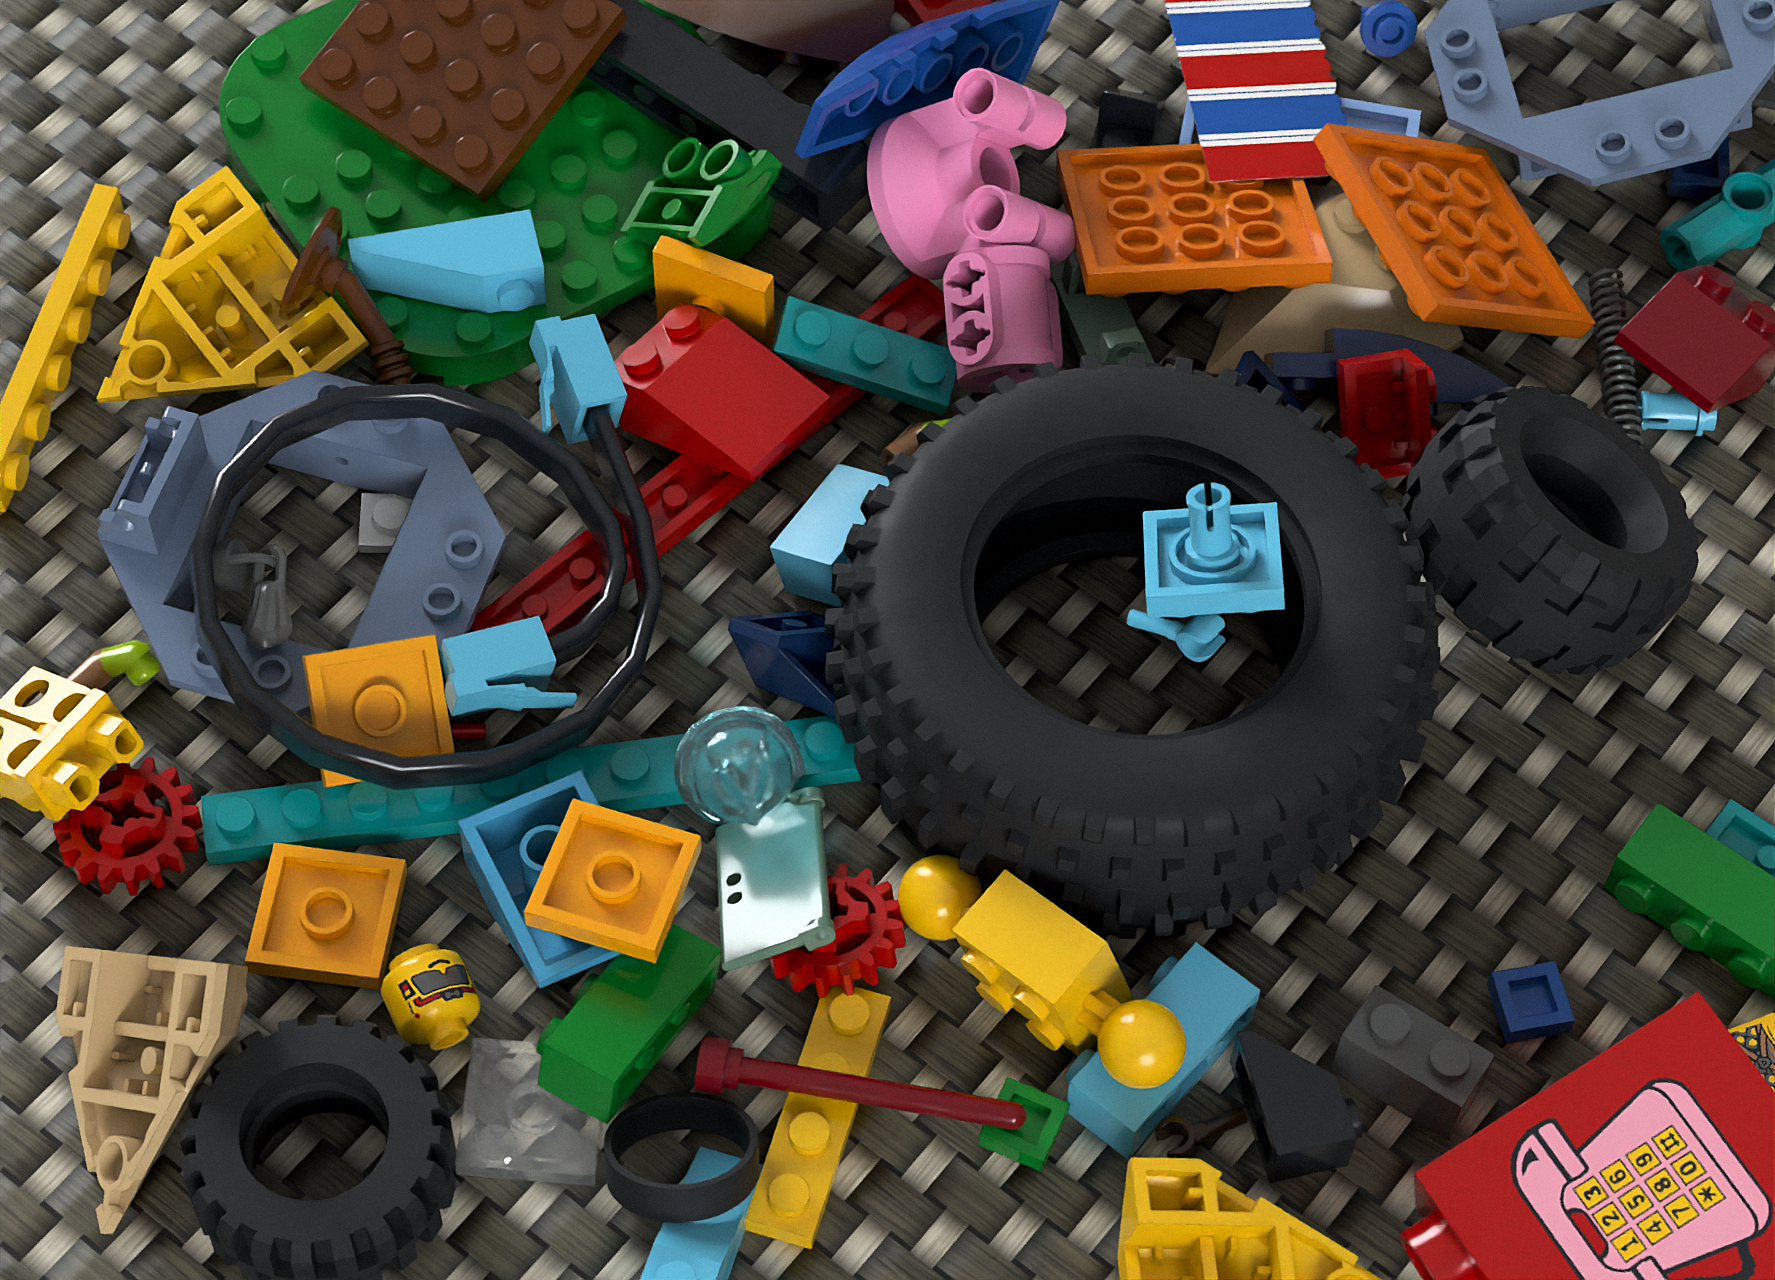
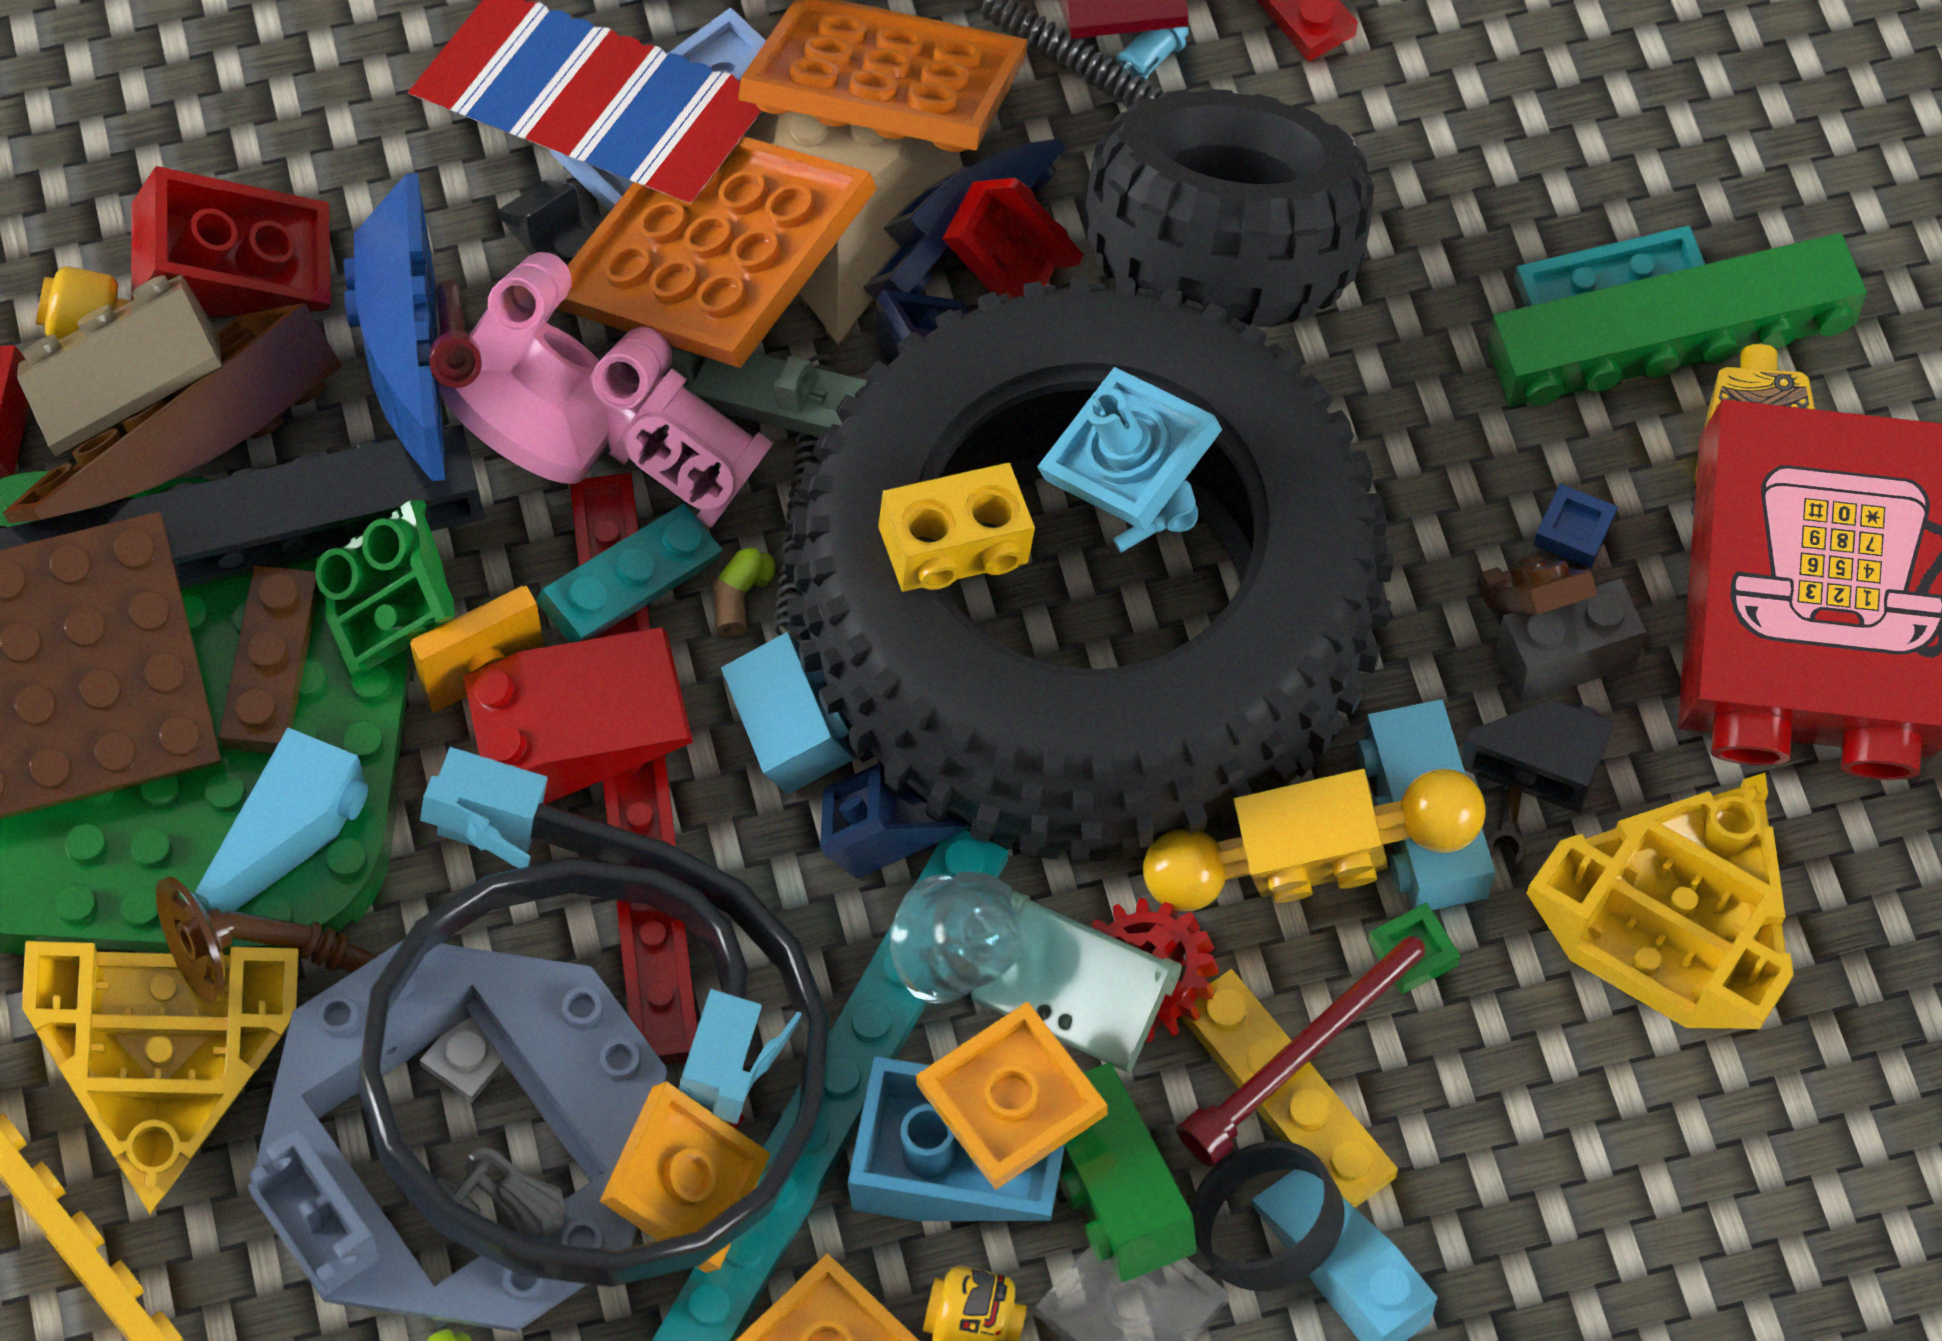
camera: 50 degrees left, 5 degrees up
(588, 173) = (269, 659): none -> reddish brown plate
(901, 90) = (454, 355): none -> dark red piece
(1040, 476) = (952, 515): none -> yellow brick
(1427, 992) = (1535, 586): none -> reddish brown plate

